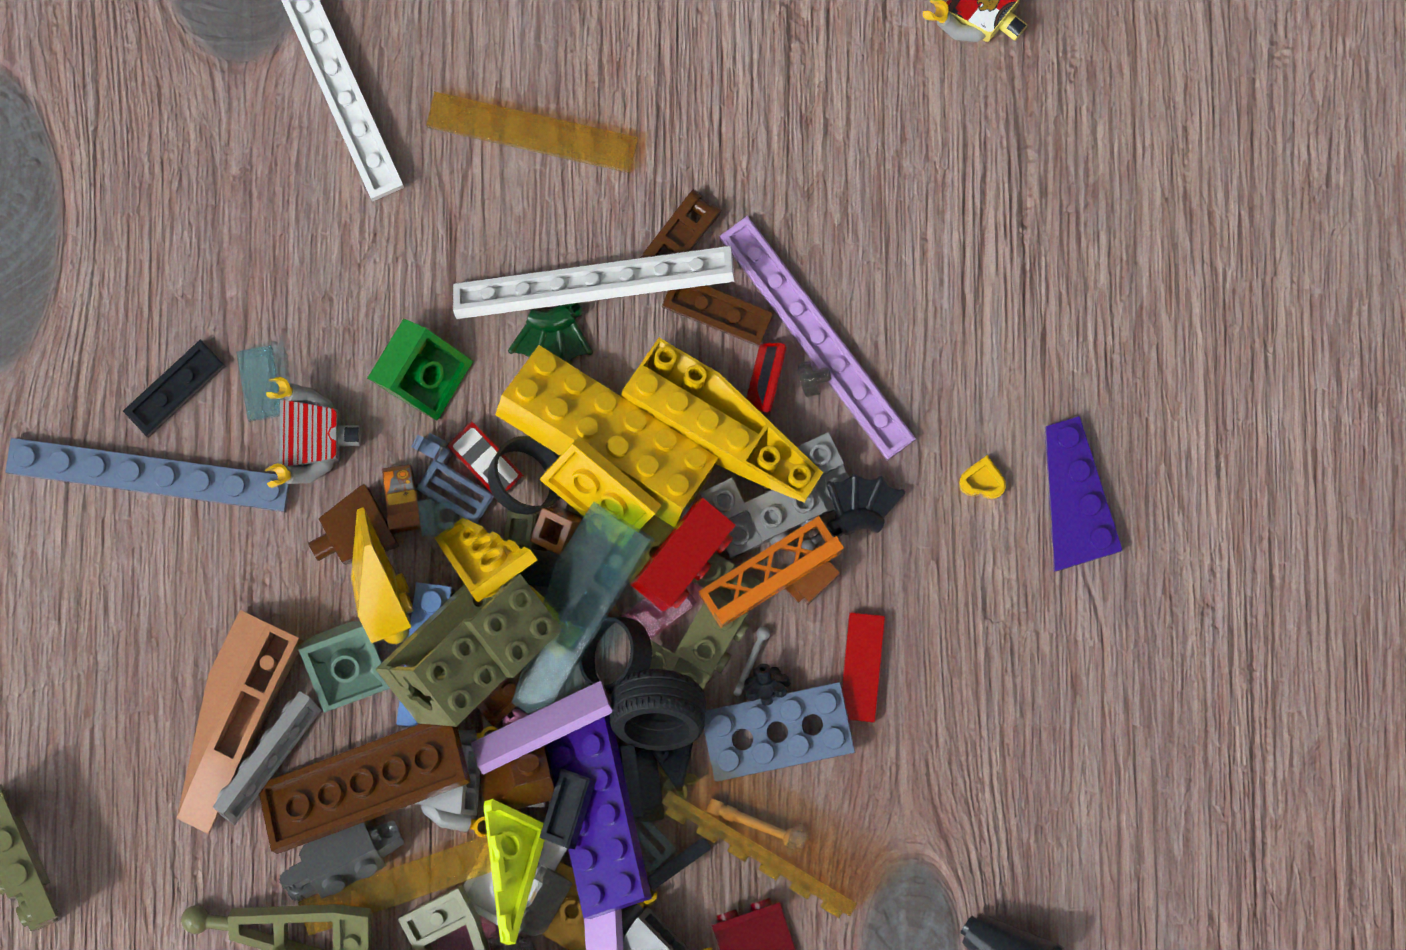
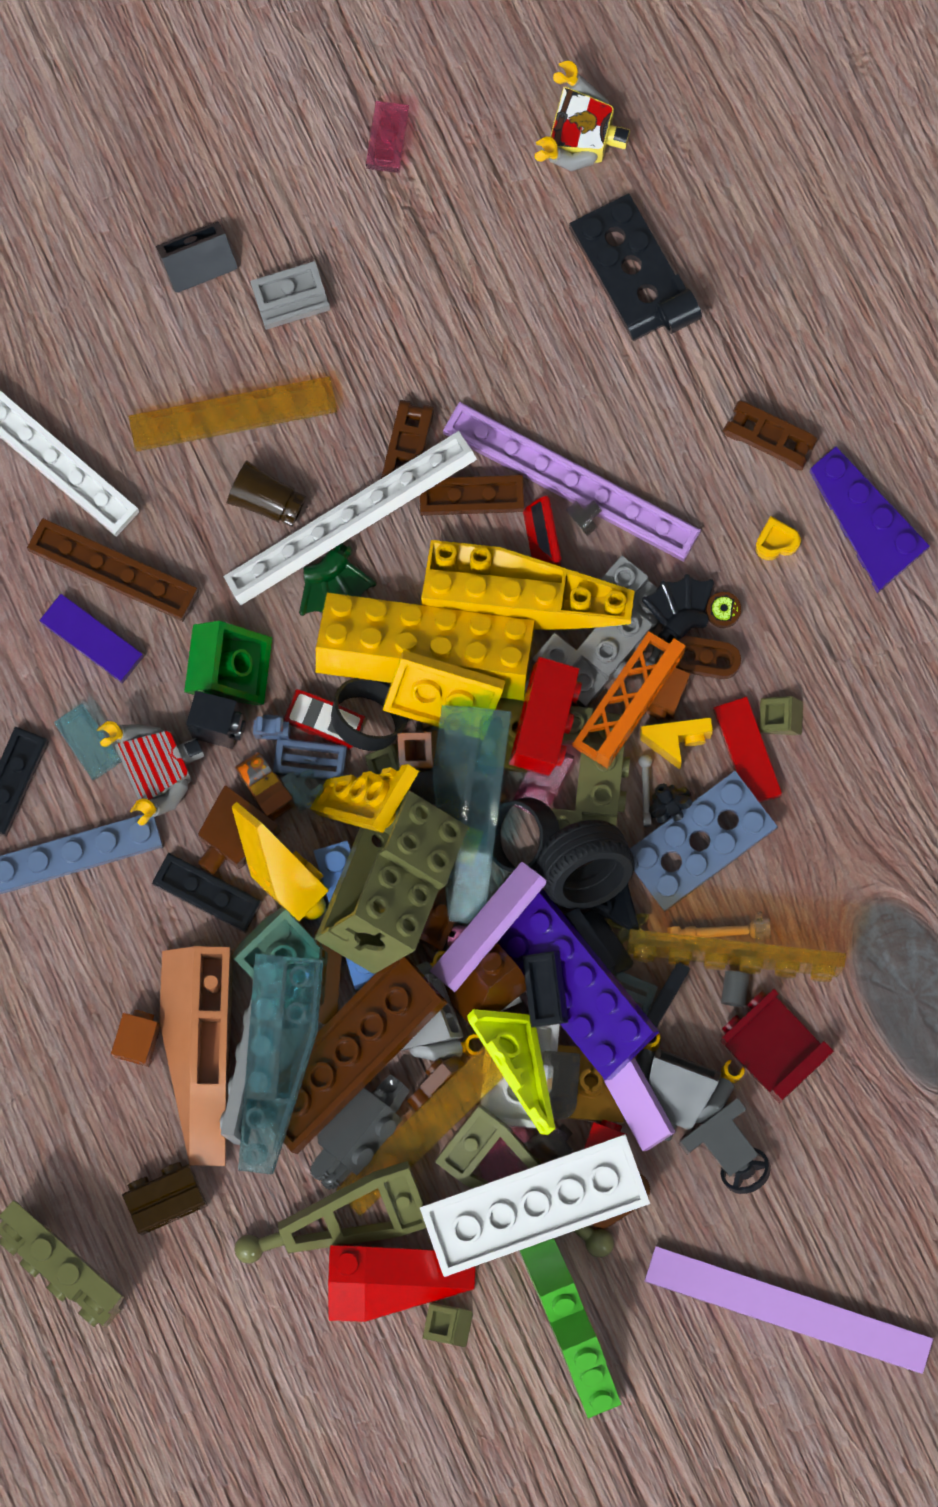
camera: 25 degrees left, 5 degrees down
(139, 839) = (164, 1198): none -> dark brown brick
(180, 680) = (136, 1038): none -> dark orange brick
(298, 755) = (278, 1052): none -> clear light blue wedge
(305, 573) = (206, 892): none -> black tile
(306, 287) = (91, 638): none -> dark purple tile
(354, 232) = (112, 569): none -> reddish brown plate
(375, 707) = (329, 983): none -> reddish brown plate
(382, 418) = (215, 720): none -> black brick
(437, 841) = (438, 1075): none -> reddish brown plate
(526, 225) = (265, 495): none -> dark brown plant
(636, 43) = (290, 295): none -> light grey plate
(746, 883) = (735, 988): none -> dark grey hinge
(790, 621) = (666, 737): none -> yellow slope
(866, 559) = (706, 654): none -> reddish brown plate
(902, 524) = (723, 609): none -> tile
(909, 648) = (781, 715): none -> olive slope
(990, 211) = (674, 303): none -> black hinge
(1022, 377) = (770, 435): none -> reddish brown plate

